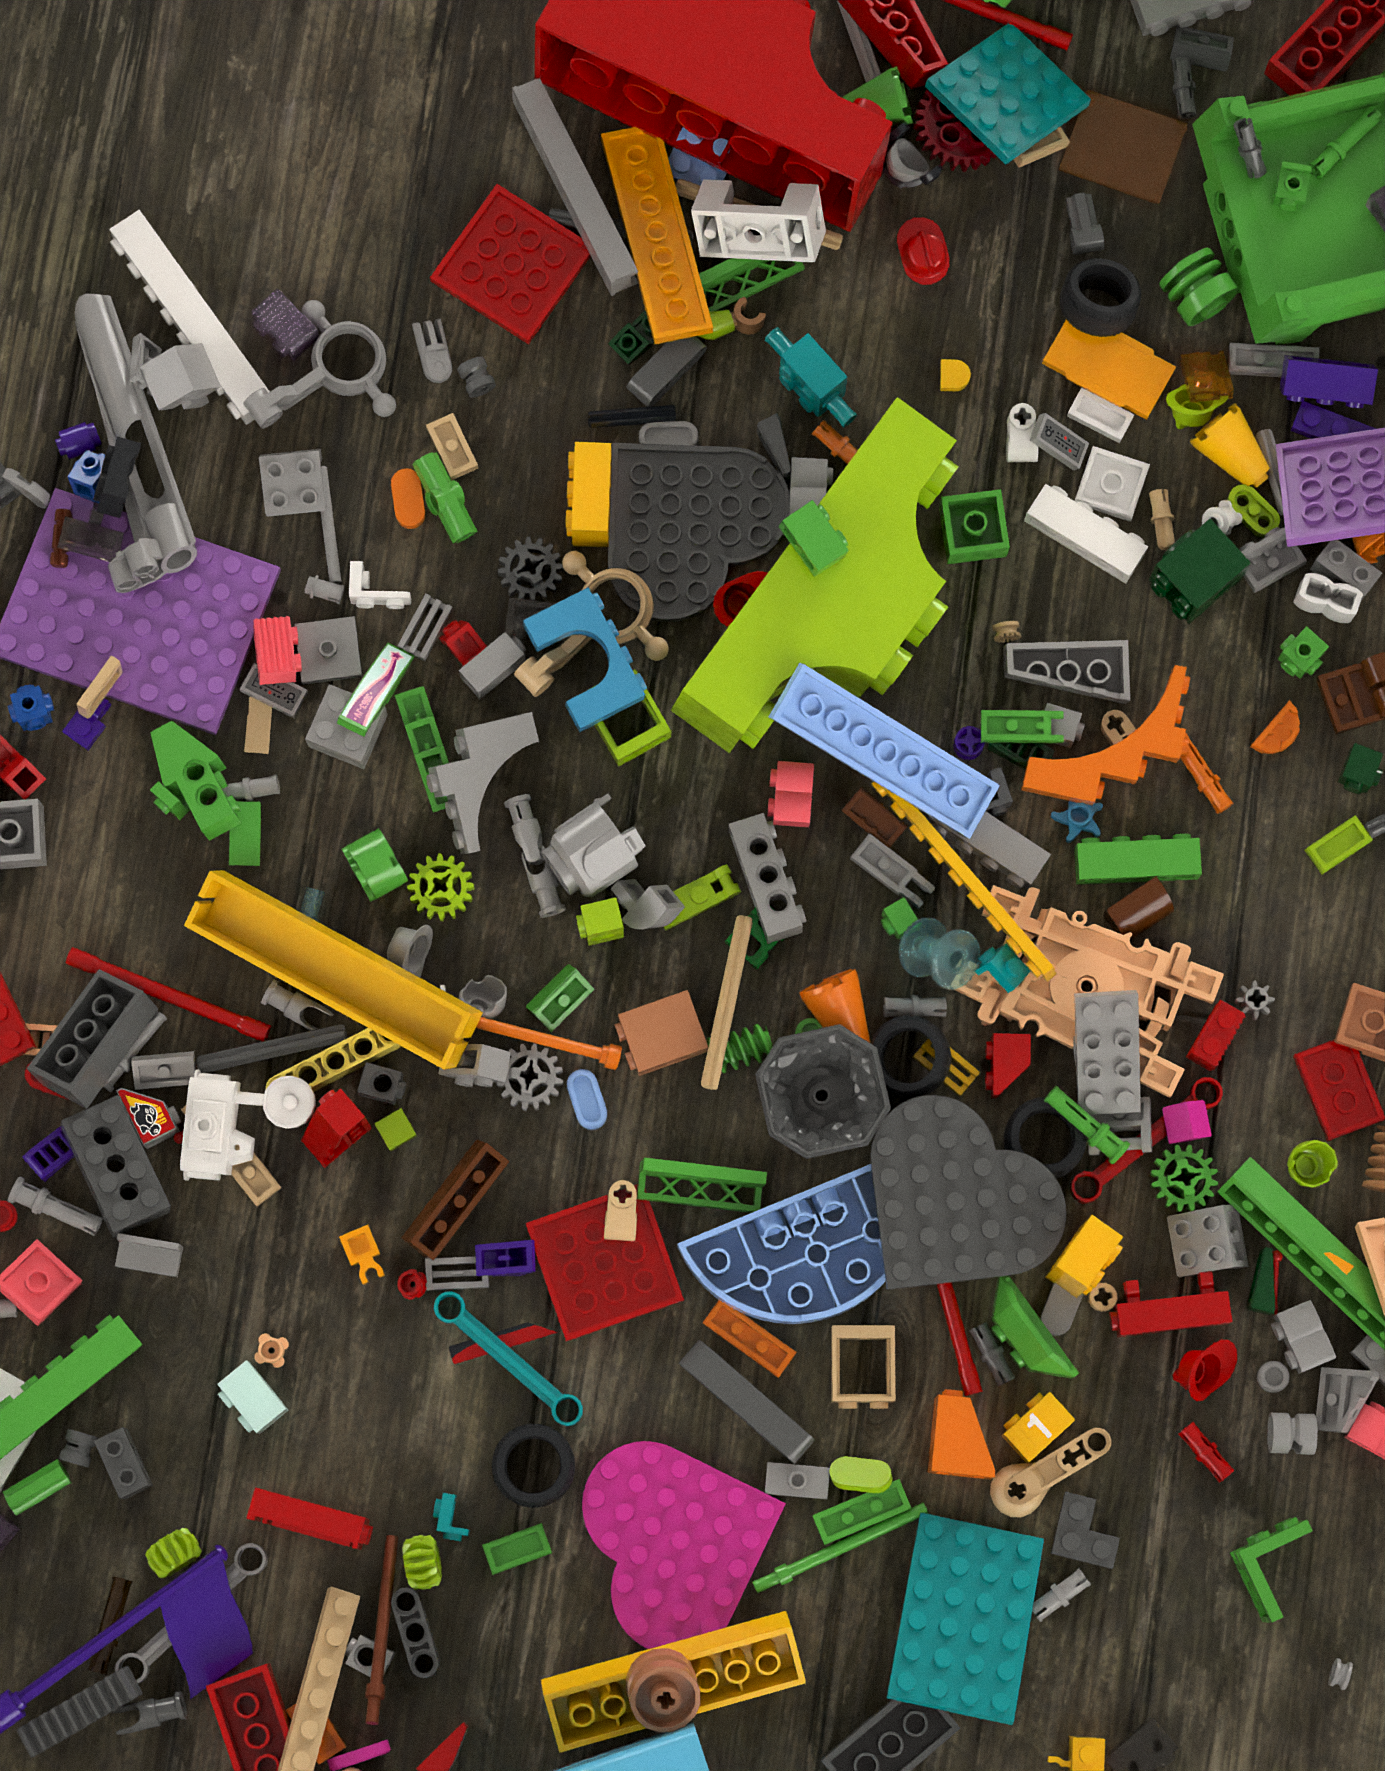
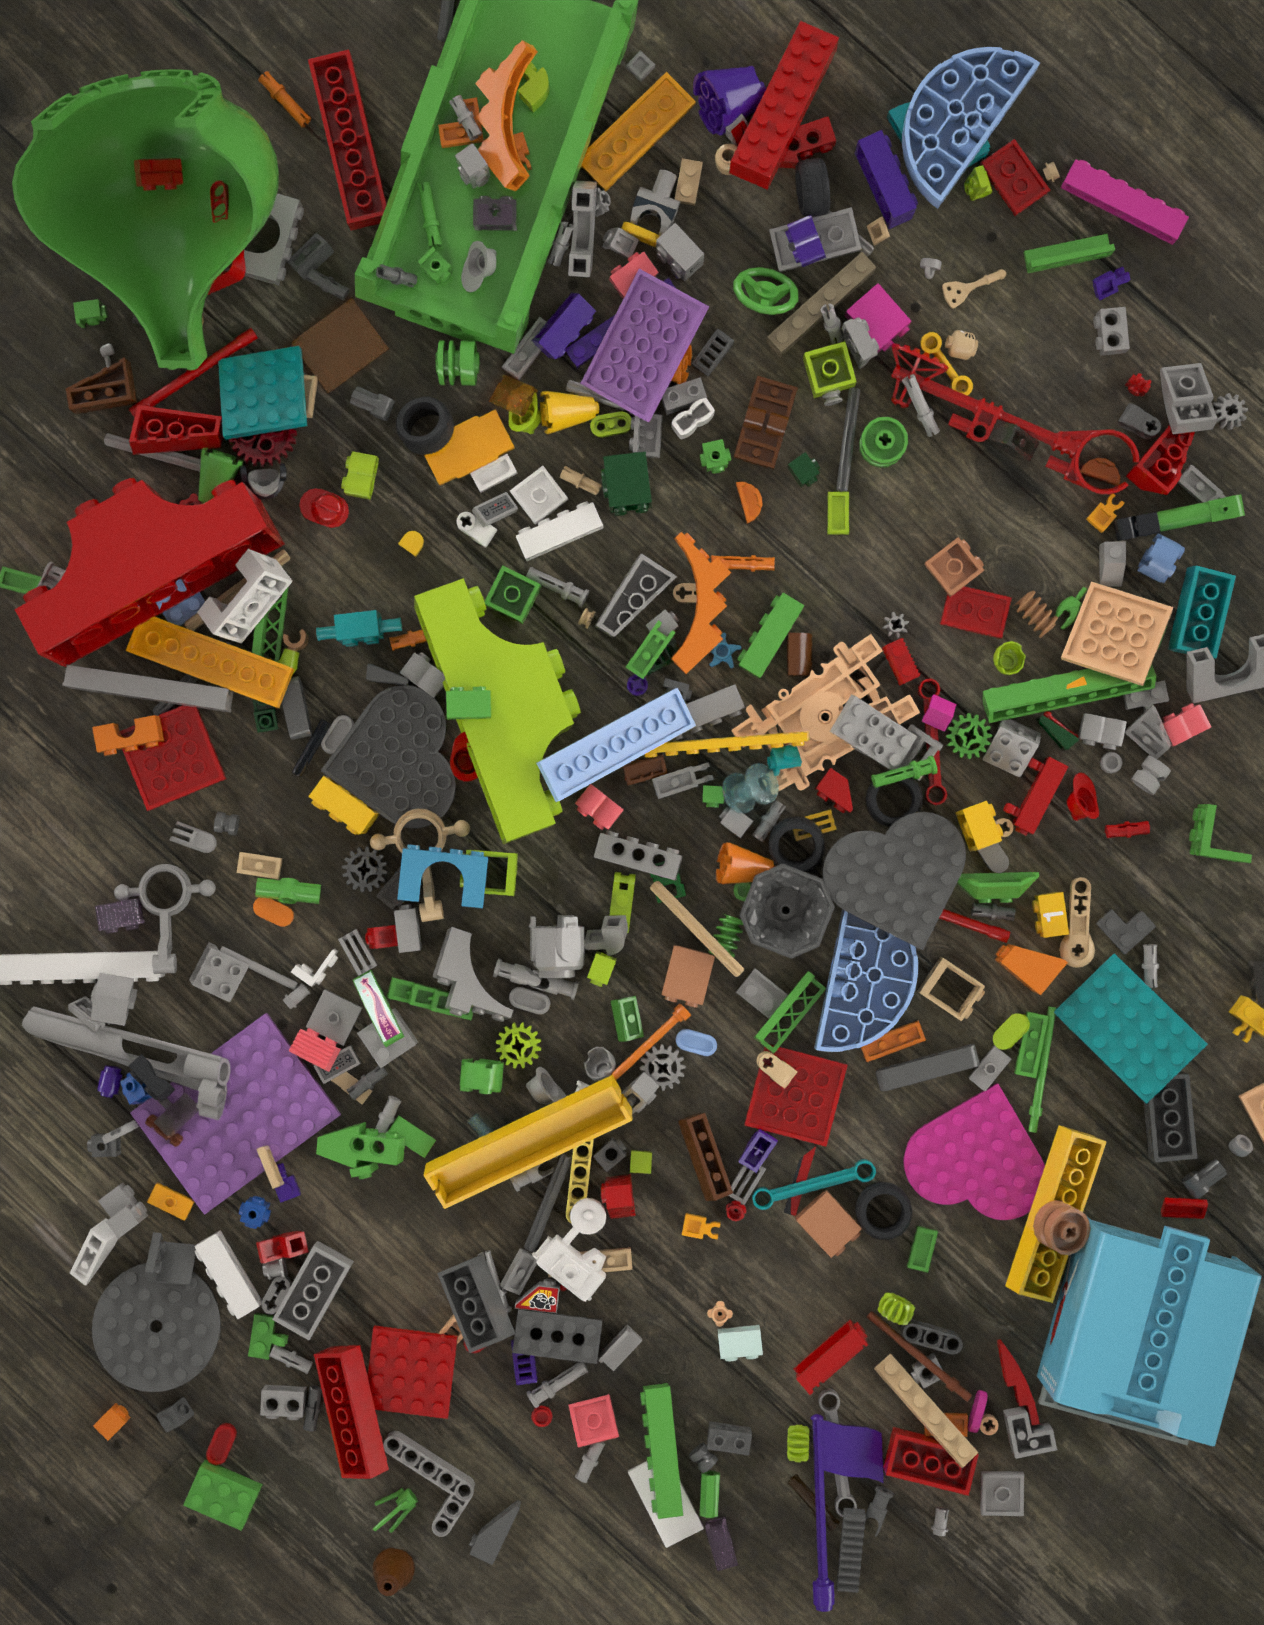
camera: 50 degrees left, 10 degrees up
(243, 1024) = (431, 1271): red piece -> none
(276, 738) = (367, 1082): none -> dark grey pin
(444, 1511) = (876, 1276): teal bracket -> none
(472, 1409) = (829, 1223): none -> nougat brick
(503, 866) = (529, 1000): none -> light grey tile
(522, 215) = (147, 733): none -> orange arch
(700, 1135) = (761, 993): none -> light grey plate
(886, 967) = (735, 822): none -> light grey brick
(990, 265) = (361, 475): none -> lime brick
(1026, 587) = (566, 593): none -> light grey pin
(1223, 516) = (604, 446): white brick -> none
(1328, 233) = (478, 265): none -> light grey piece

